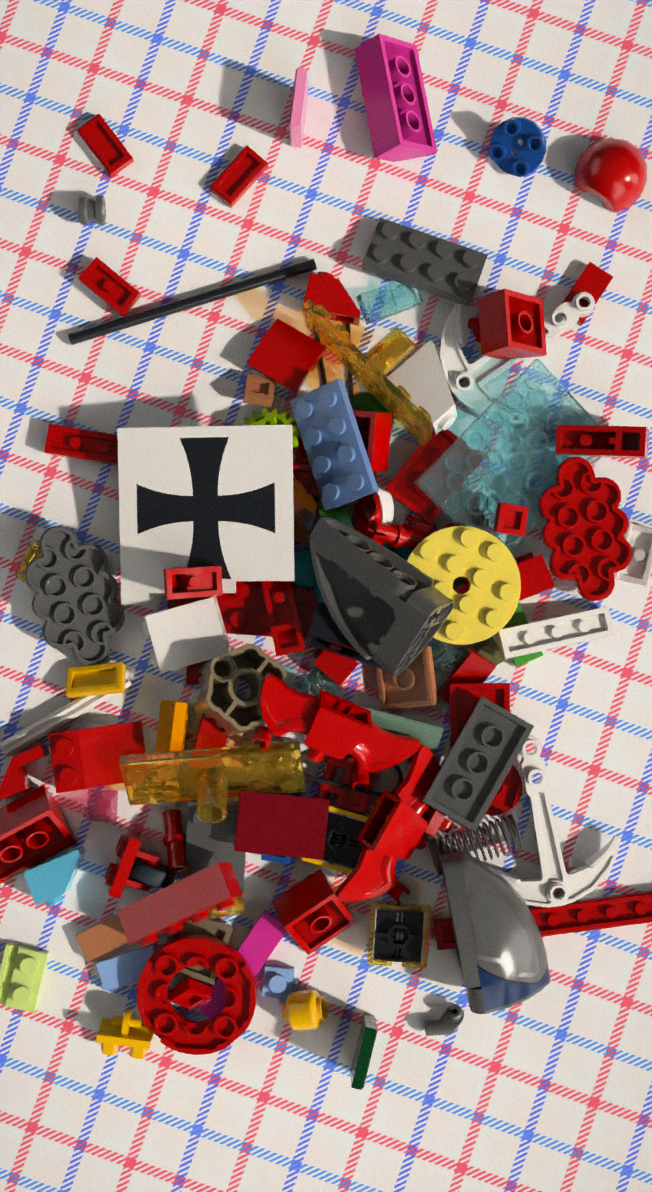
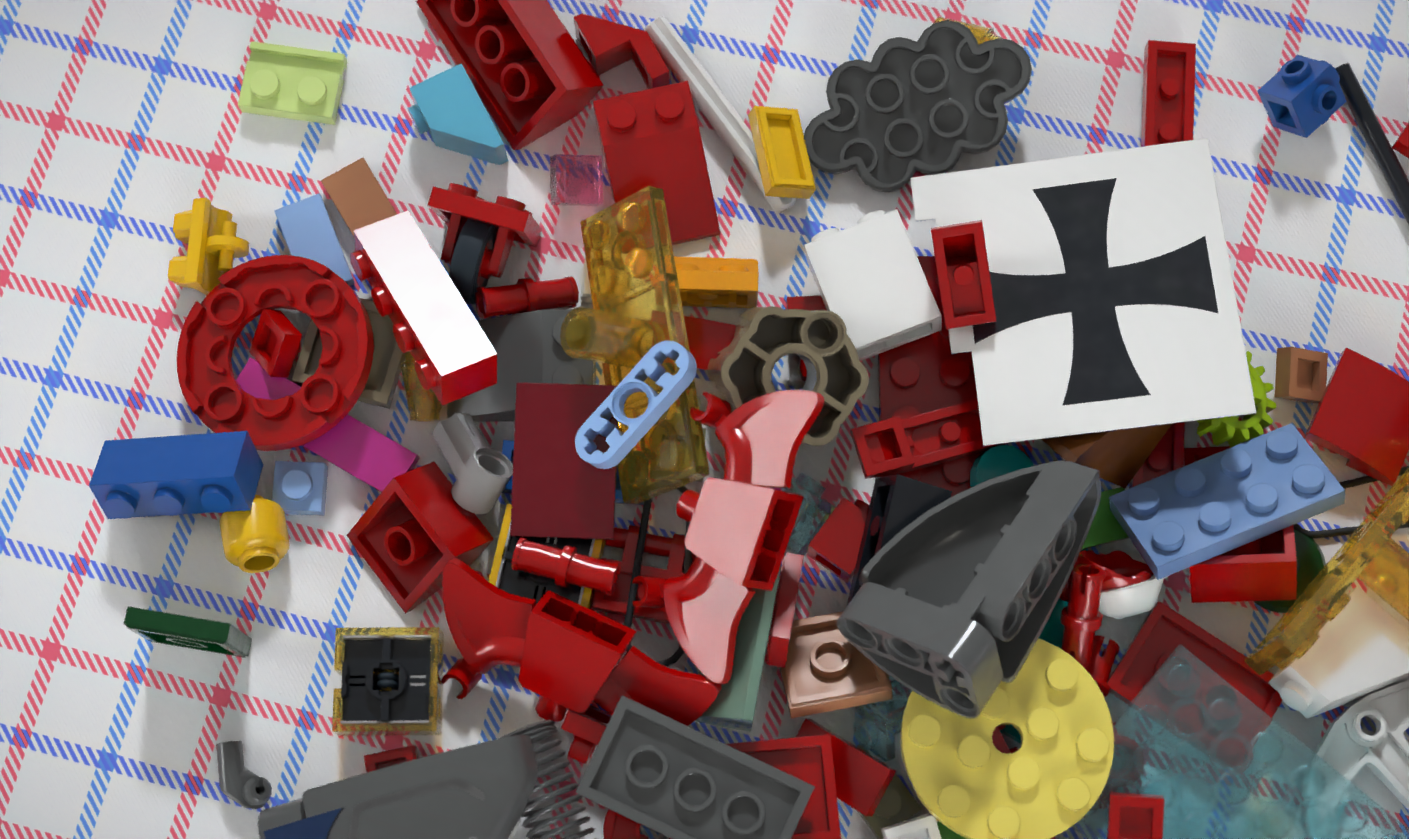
camera: 85 degrees right, 10 degrees down
(88, 365) = (1302, 95): none -> blue brick
(269, 1056) = (177, 475): none -> blue brick
(276, 792) = (613, 405): none -> light blue beam
(279, 875) = (478, 468): none -> light grey piece
(343, 828) = (565, 566): none -> red pin
(375, 703) = (784, 609): none -> red tile

